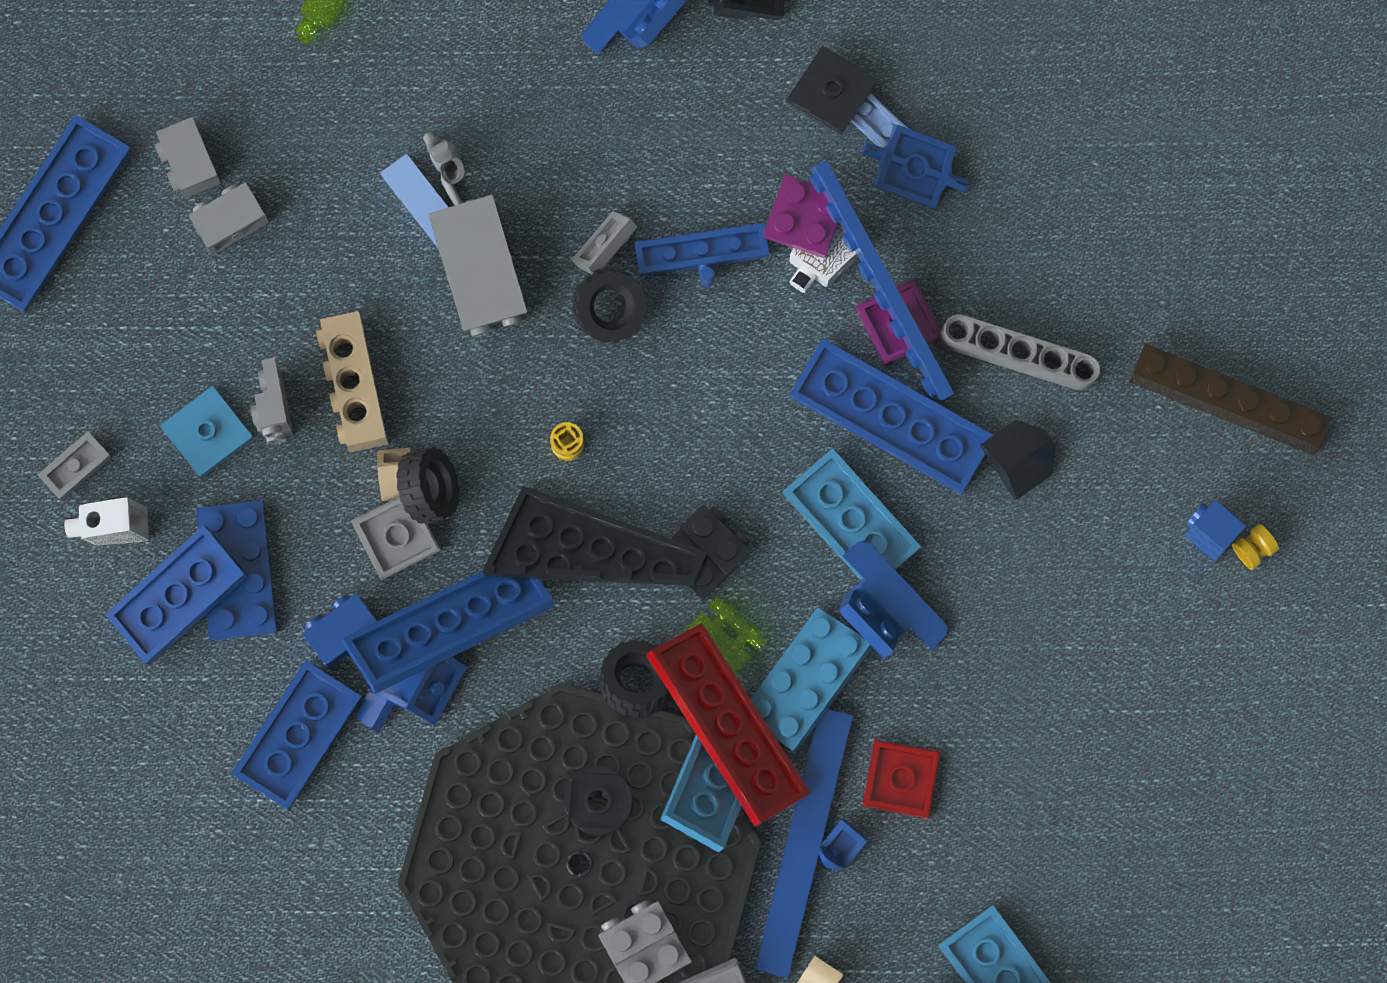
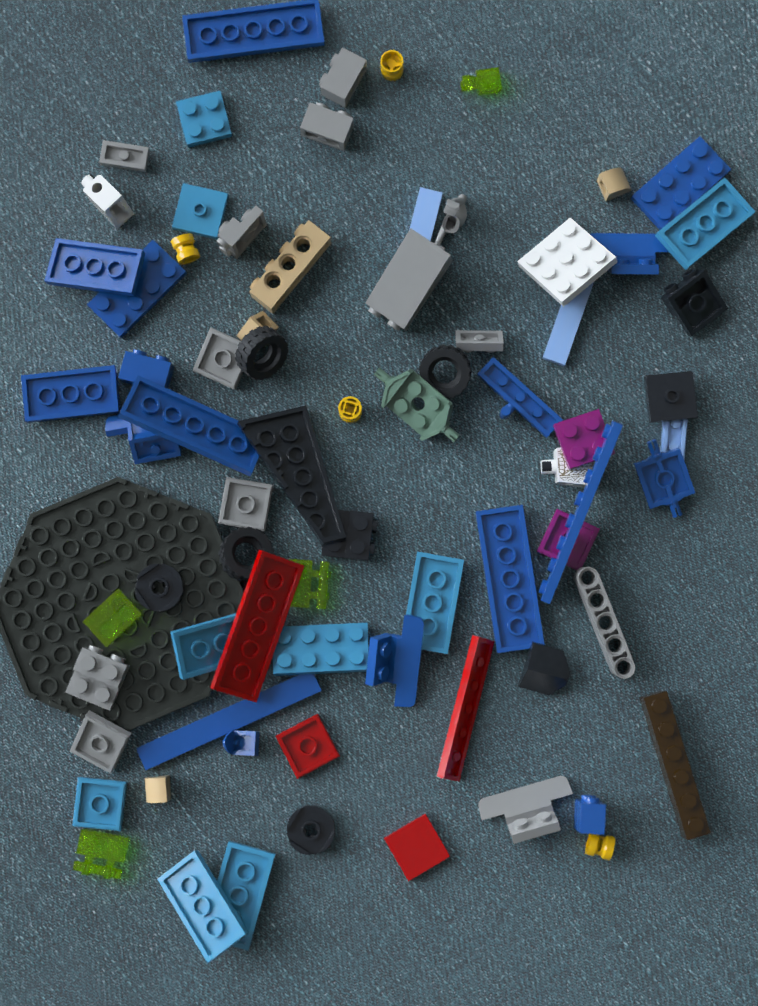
camera: 55 degrees right, 5 degrees up
(104, 346) = (204, 119): none -> dark azure plate
(213, 90) = (391, 59): none -> yellow wheel
(237, 480) = (185, 248): none -> yellow wheel
(578, 637) = (245, 504): none -> light grey plate
(590, 878) = (112, 618): none -> clear neon green plate
(595, 81) = (567, 262): none -> white plate
(647, 370) = (400, 397): none -> sand green plate
(657, 130) = (566, 328): none -> light blue tile
(986, 863) = (297, 833): none -> black plate
(995, 574) = (465, 708): none -> red plate
(1104, 746) = (416, 847): none -> red tile
(1156, 593) = (527, 808): none -> light grey plate

